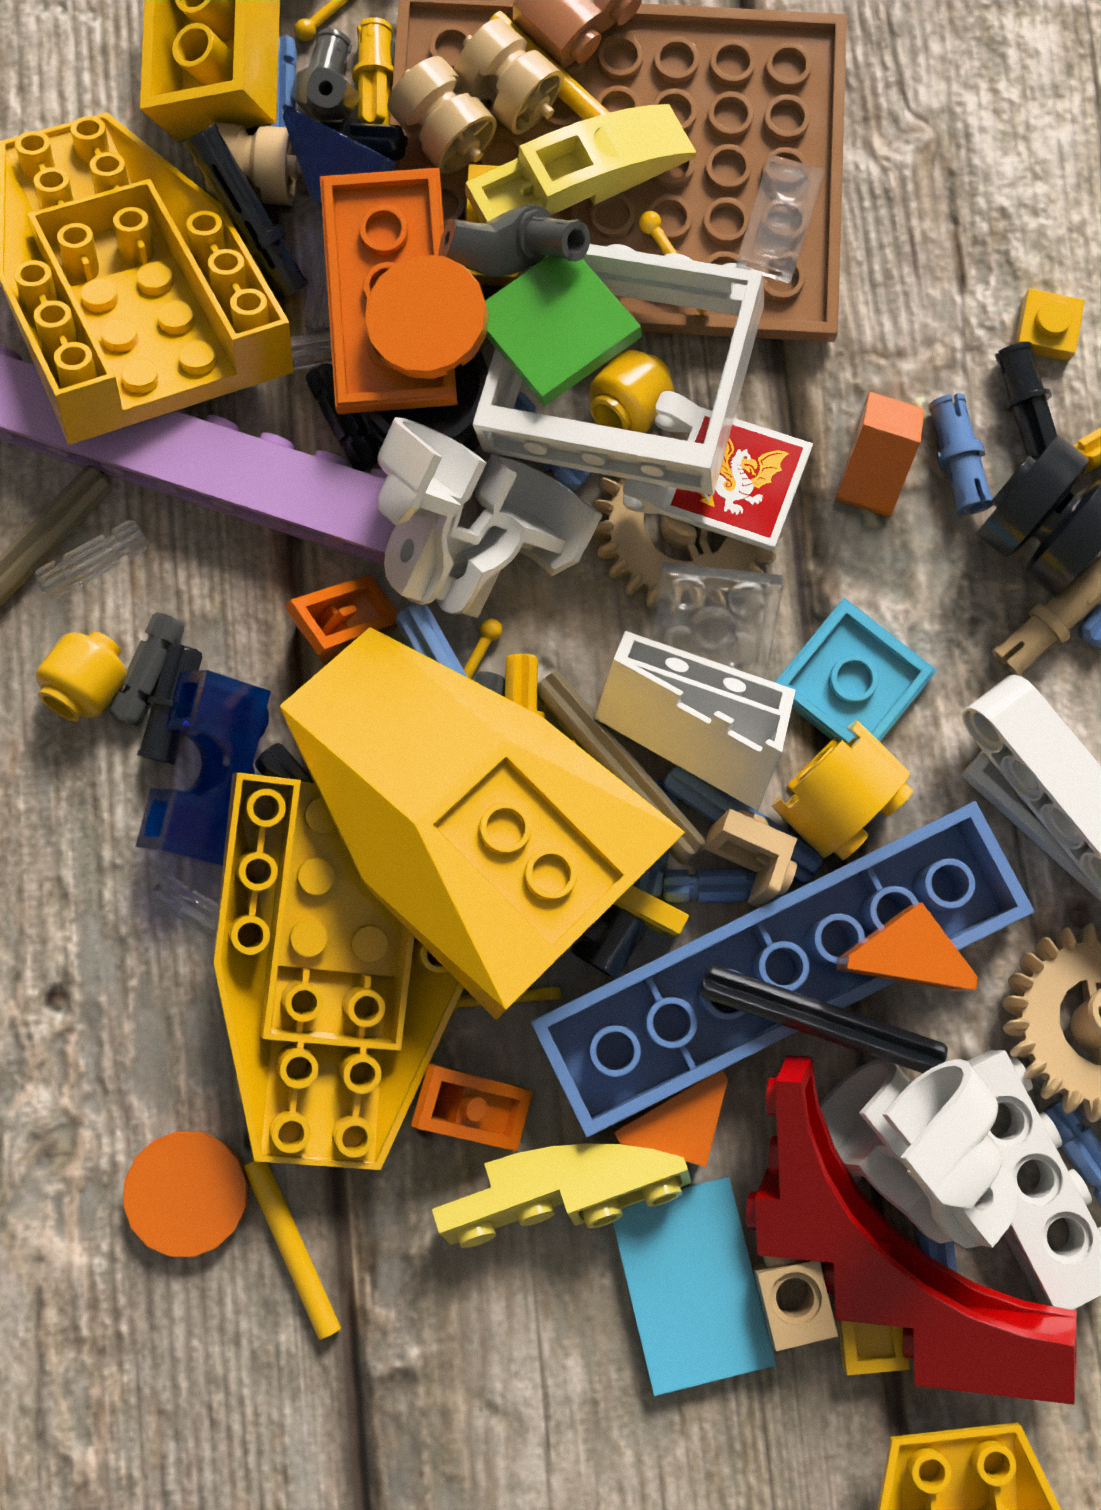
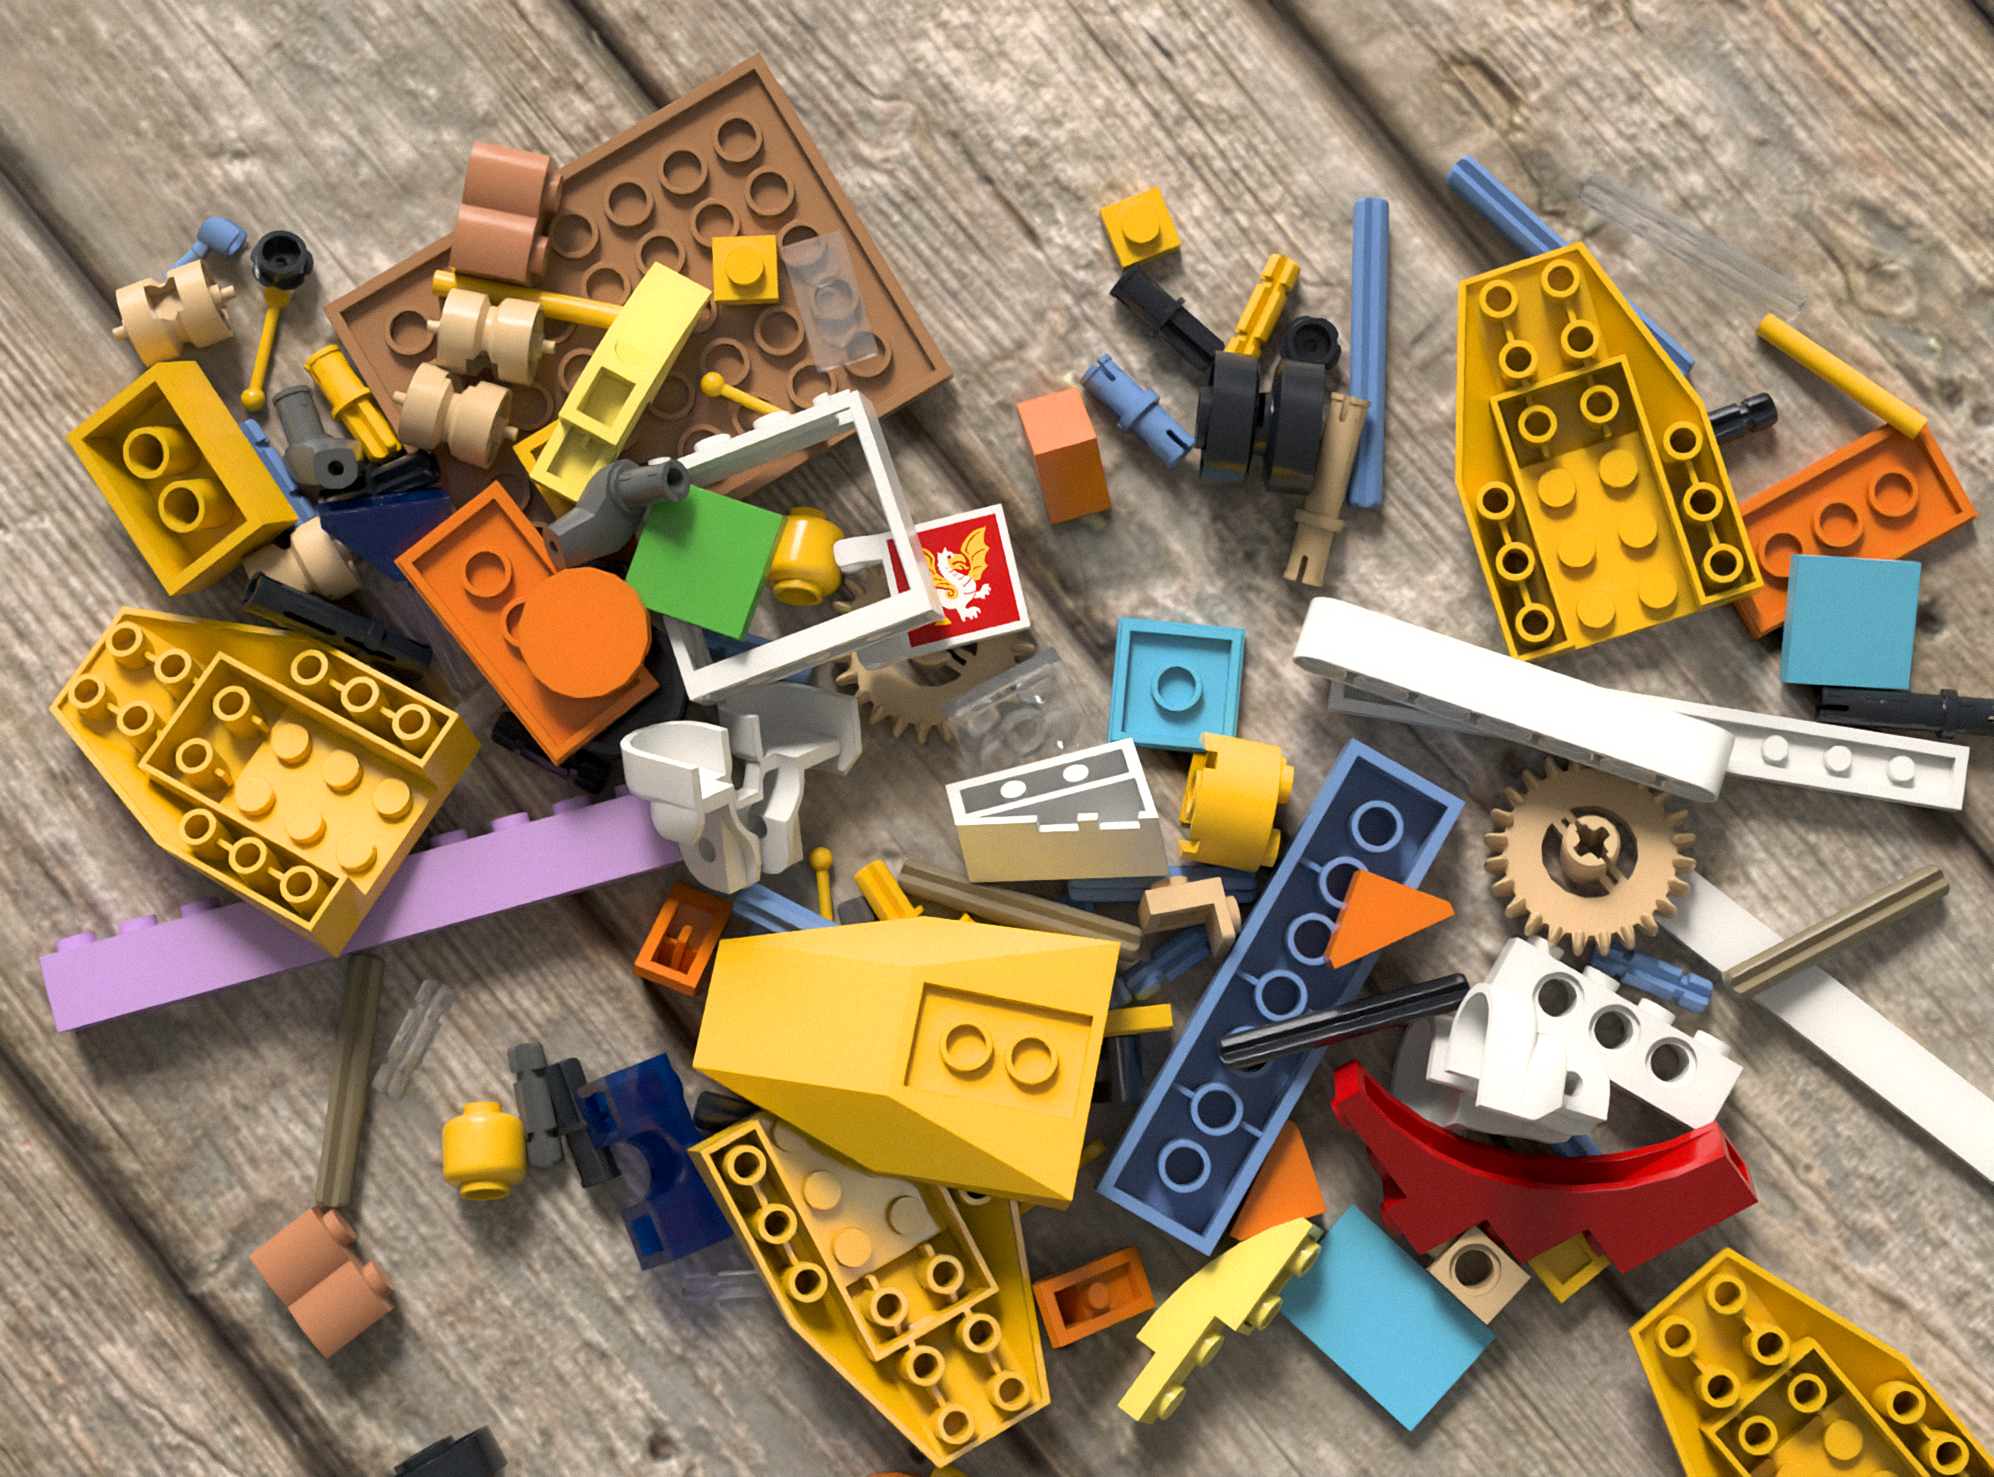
camera: 35 degrees left, 5 degrees up
(731, 156) = (745, 270): none -> yellow plate

